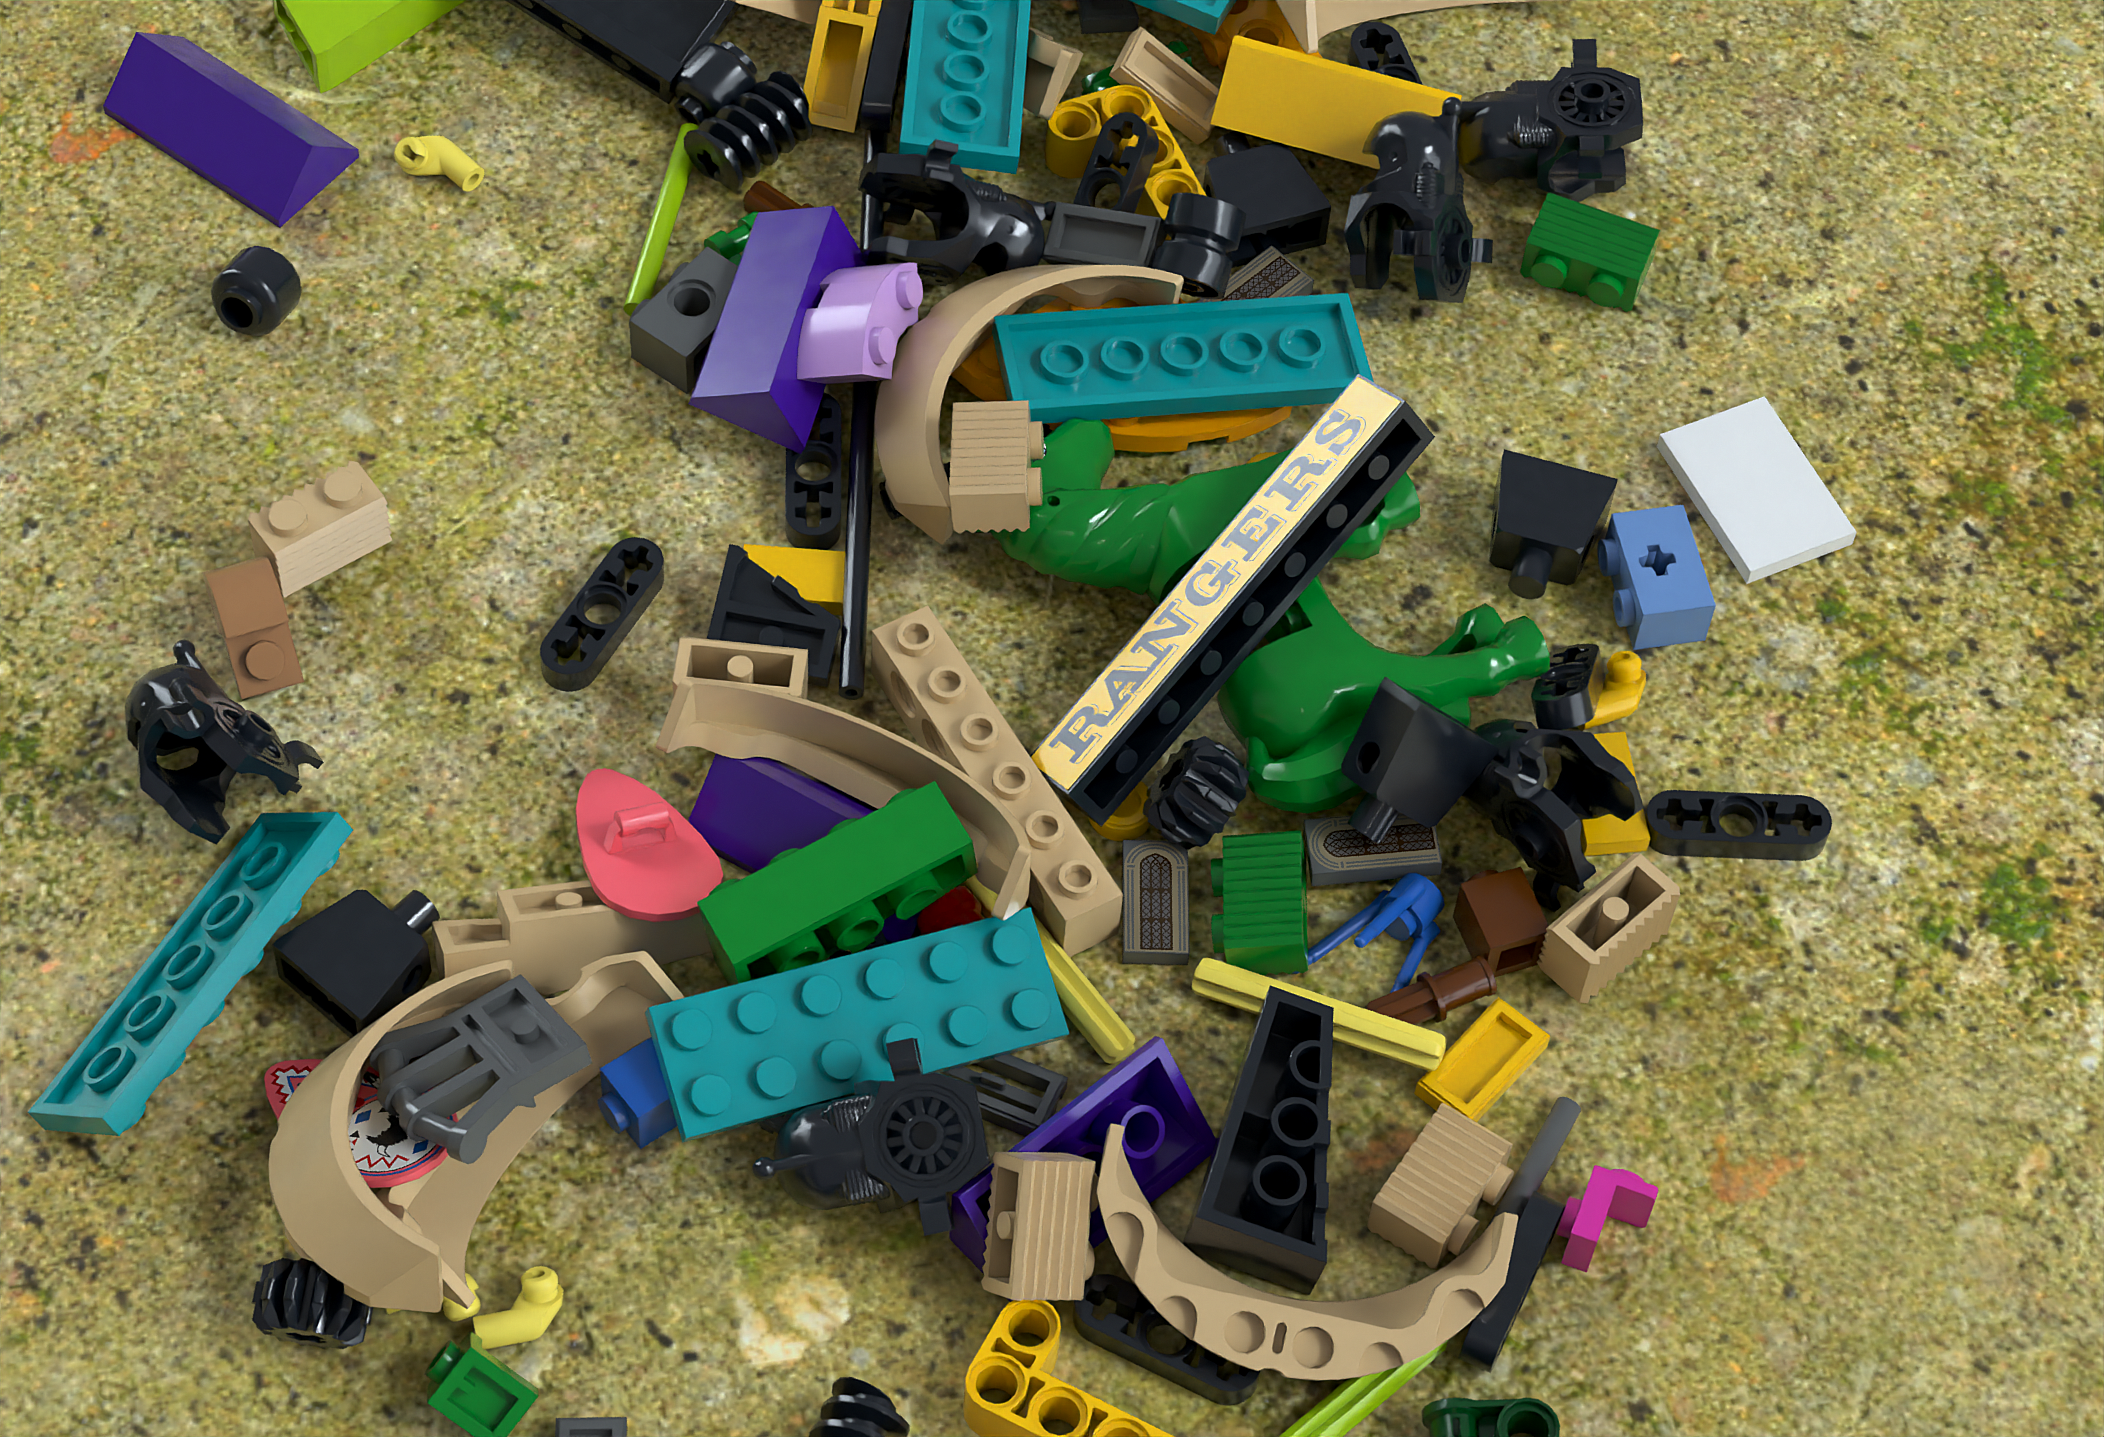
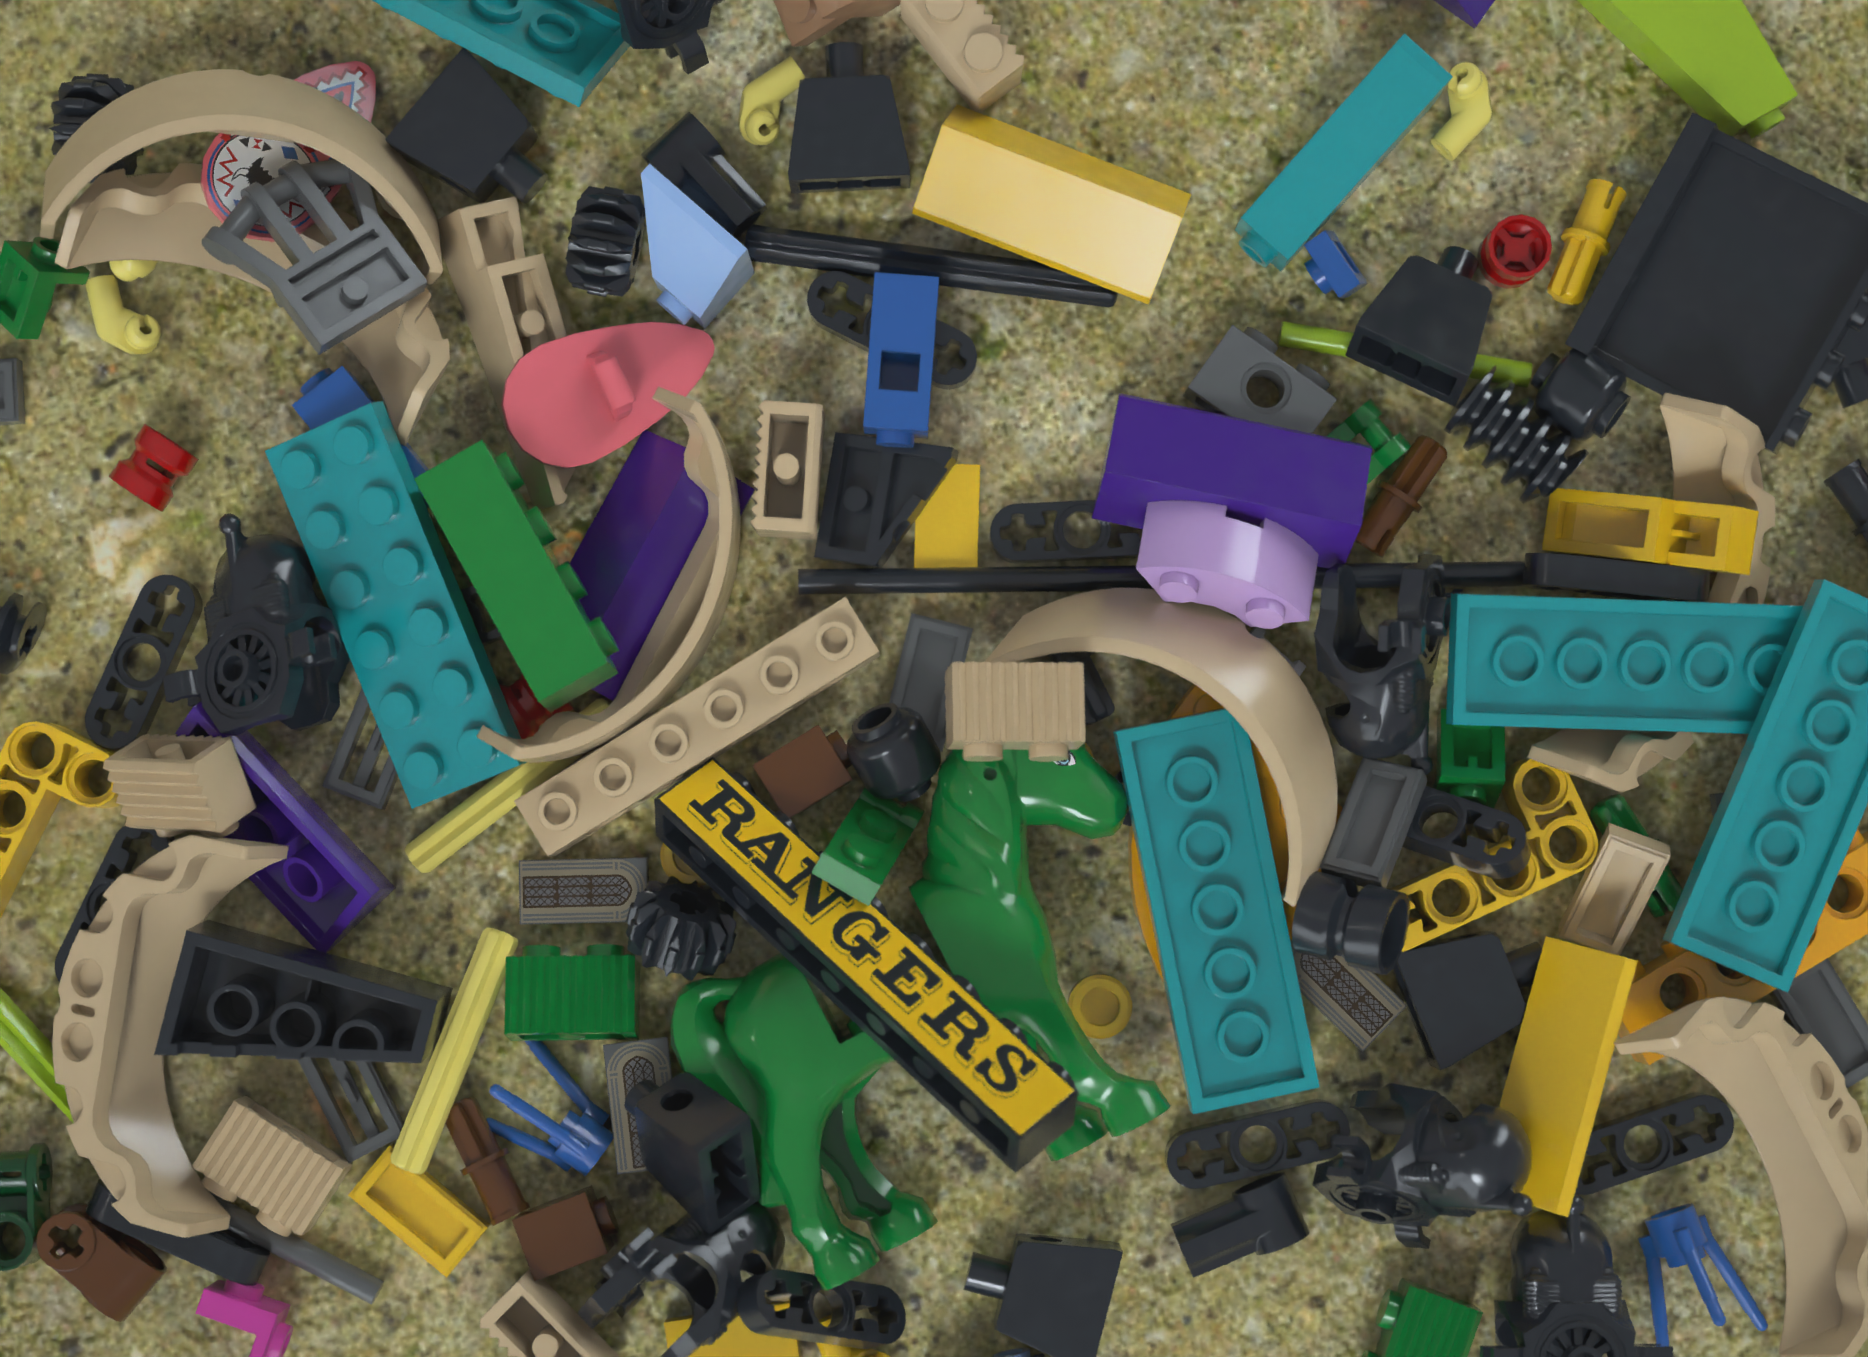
camera: 90 degrees right, 30 degrees up
(356, 713) = (762, 101): none -> light yellow arm
(397, 632) = (847, 129): none -> black torso
(418, 767) = (697, 167): none -> black piece
(470, 232) = (1342, 154): none -> teal slope
(491, 831) = (605, 241): none -> black gear
(494, 466) = (1050, 203): none -> yellow slope
(505, 757) = (690, 253): none -> light blue slope
(540, 582) = (952, 267): none -> black axle
(572, 77) = (1585, 242): none -> yellow axle
(576, 255) = (1333, 266): none -> blue plate
(577, 125) = (1524, 243): none -> red wheel
(637, 580) = (900, 358): none -> blue brick
(644, 182) = (1426, 325): none -> black torso
(690, 1276) = (146, 480): none -> red wheel
(848, 1302) = (117, 670): none -> black beam
(962, 603) = (920, 675): none -> dark grey tile
(1026, 608) = (893, 752): none -> black head
(1036, 692) = (805, 770): none -> reddish brown brick
(1046, 176) = (1470, 761): none -> green bracket
(1113, 620) = (867, 845): none -> green plate
(1381, 1142) = (334, 1115): none -> dark grey tile
(1406, 345) = (1213, 1169): none -> black beam
(1473, 368) = (1257, 1219): none -> black piece
(1480, 64) = (1681, 1239): none -> blue plant
(1546, 1352) = (106, 1264): none -> reddish brown piece

